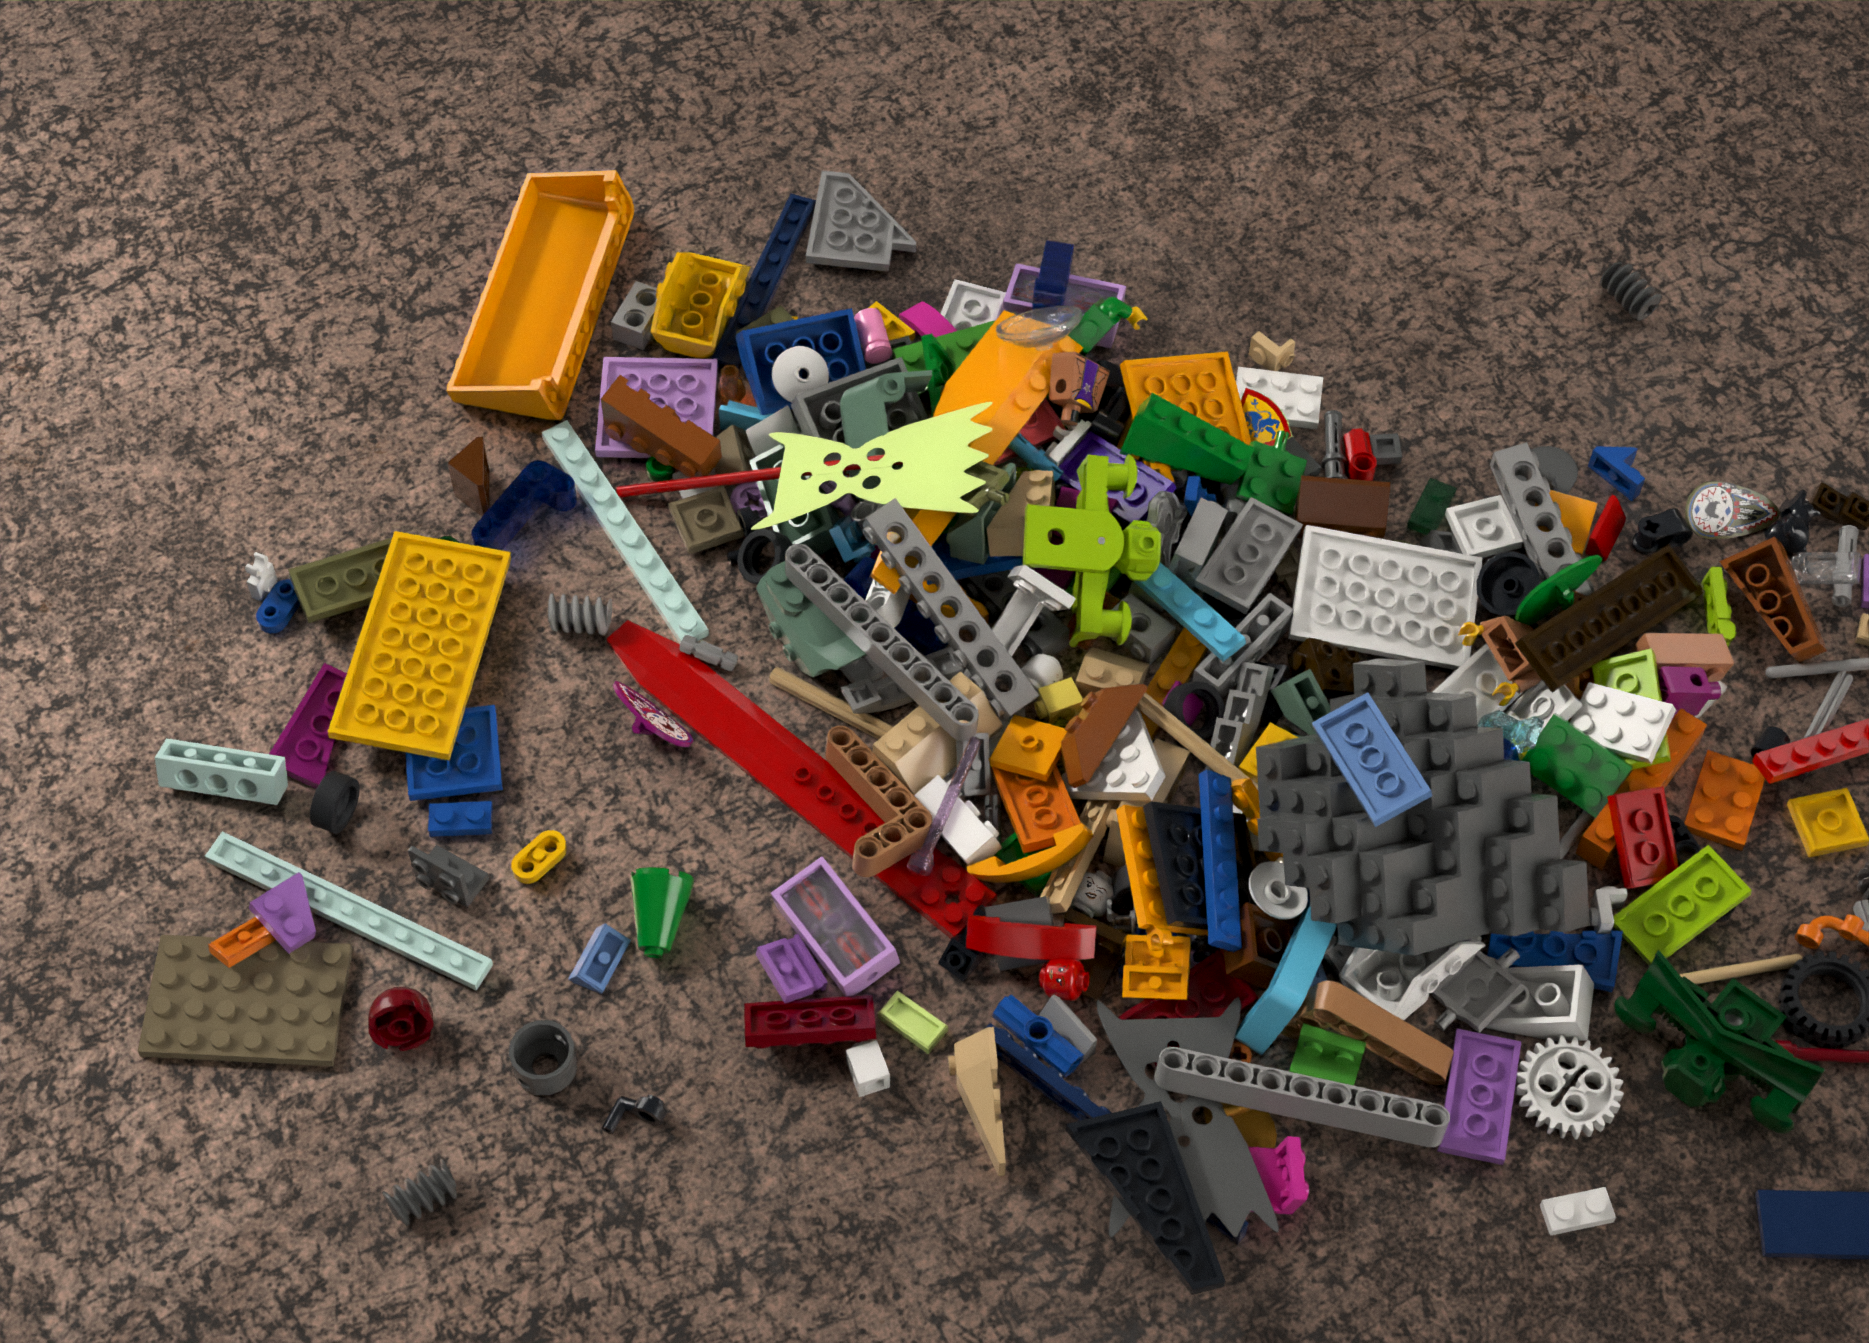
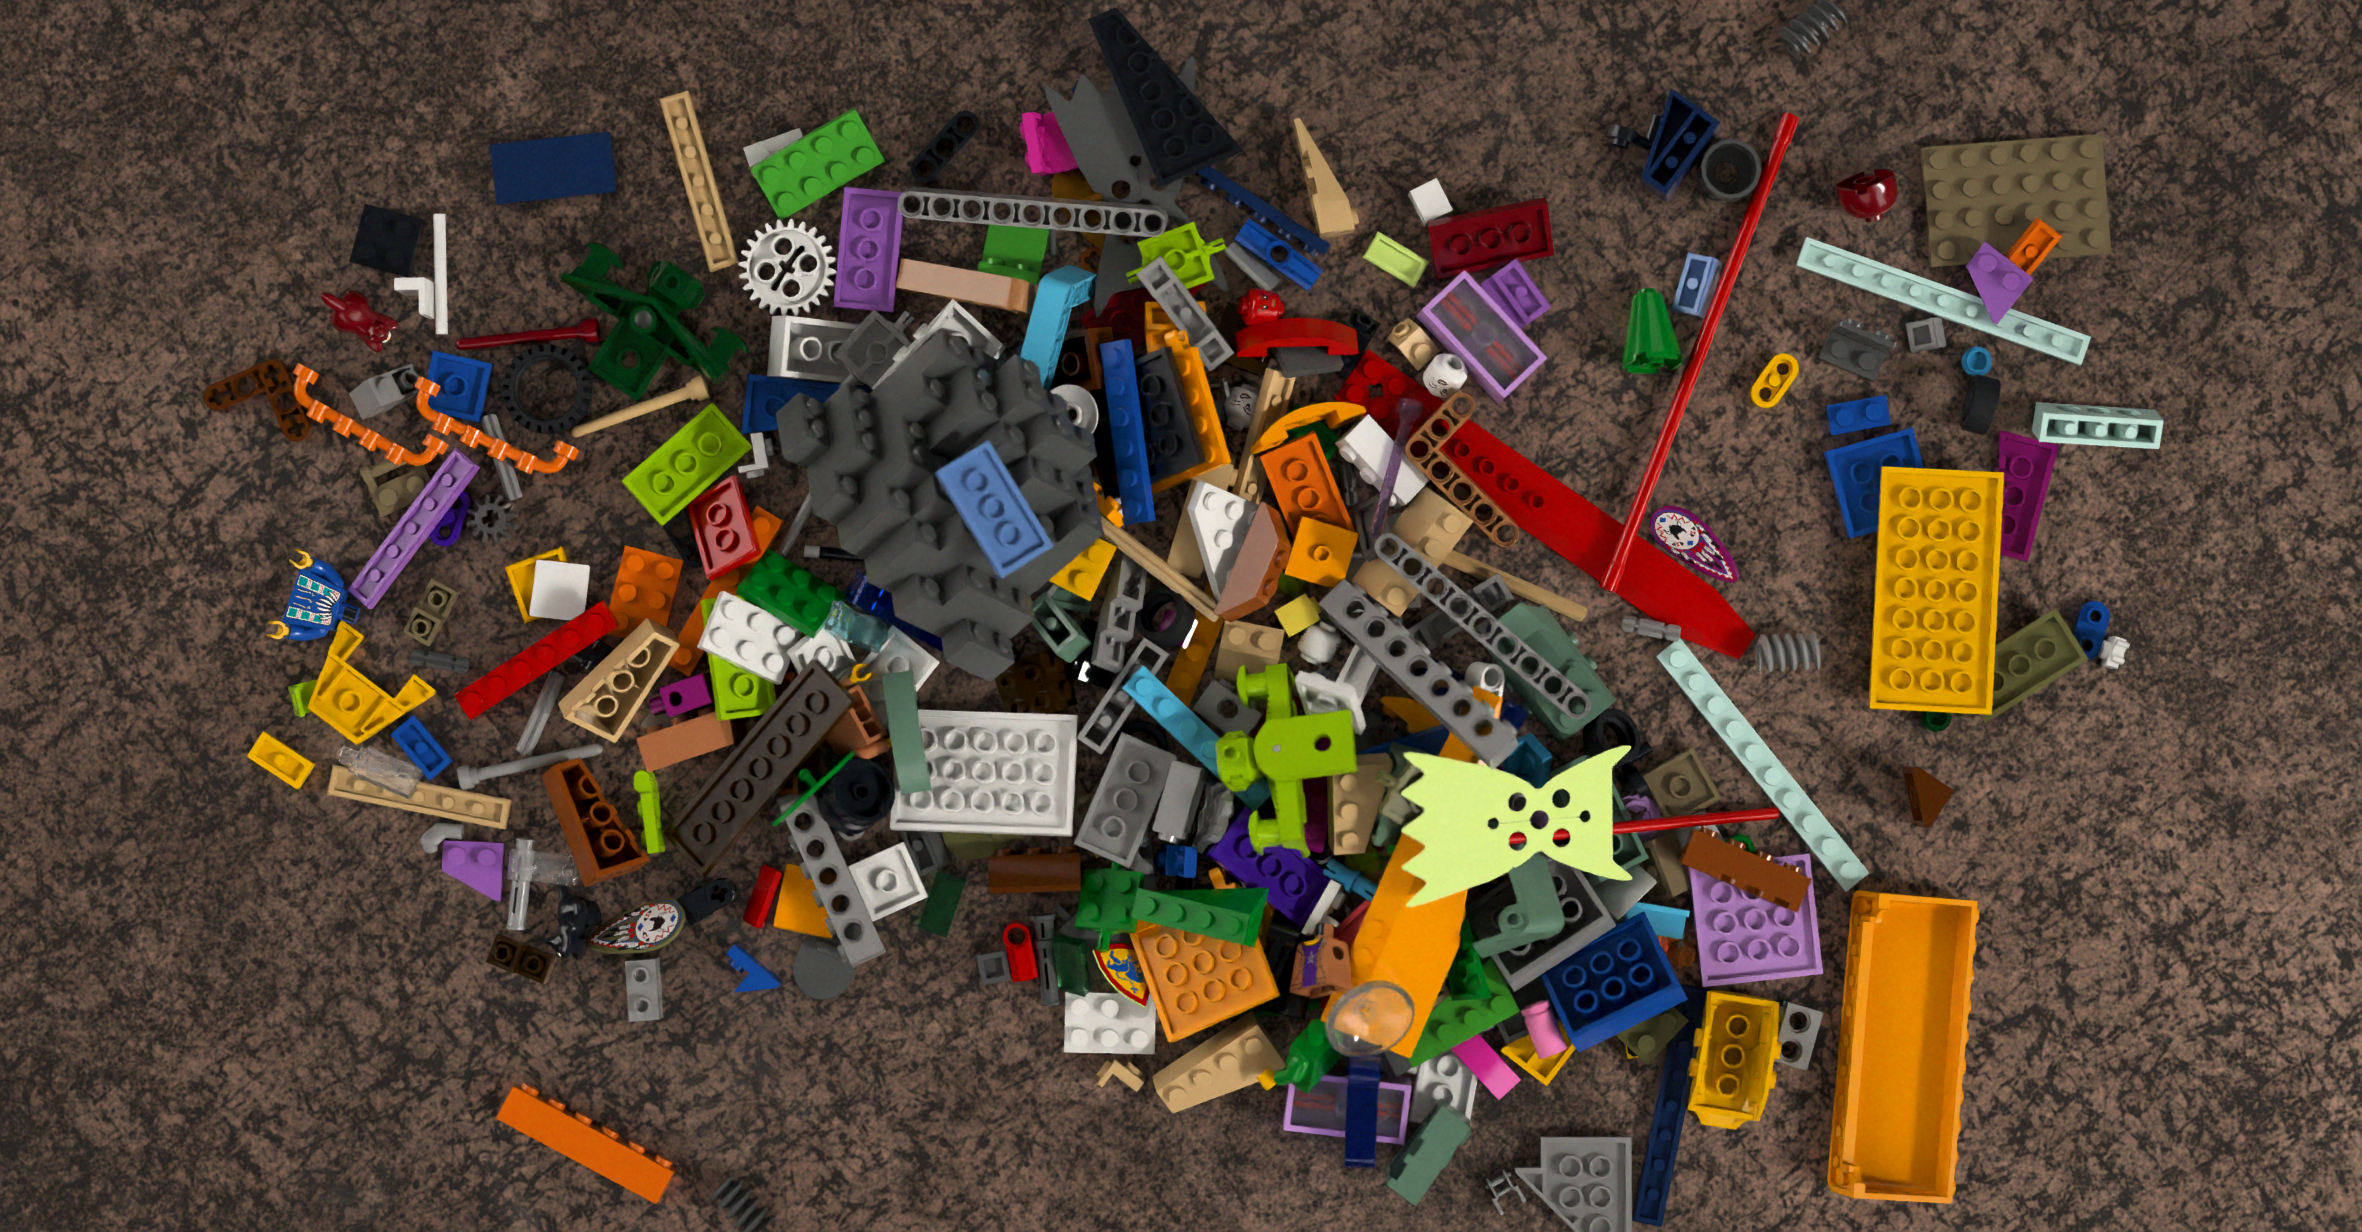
camera: 170 degrees right, 30 degrees up
(327, 852) = (1976, 361): none -> dark azure plate
(373, 883) = (1926, 334): none -> light grey slope
(479, 1087) = (1616, 565): none -> red piece
(496, 534) = (1872, 767): clear blue beam -> none
(592, 1087) = (1678, 145): none -> dark blue wedge
(786, 371) = (1620, 967): white dish -> none
(879, 895) = (1445, 375): none -> white head
(908, 936) = (1413, 343): none -> tan bracket
(919, 237) = (1490, 1184): none -> light grey piece
(994, 256) = (1427, 1151): none -> sand green wedge
(1143, 971) = (1185, 312): none -> light grey slope
(1147, 1028) = (1183, 252): none -> lime plate
(1182, 336) = (1219, 1065): none -> tan wedge
(1311, 436) = (1071, 965): none -> clear green plate
(1397, 1175) = (948, 133): none -> black beam
(1465, 635) = (906, 732): none -> sand green slope
(1534, 1188) = (817, 164): none -> bright green plate
(1664, 1194) = (699, 181): none -> tan tile
(1723, 457) = (644, 989): none -> light grey brick
(1750, 711) = (621, 681): none -> tan wedge
(1777, 355) = (587, 1143): none -> orange brick
(1812, 809) = (559, 590): none -> white sticker

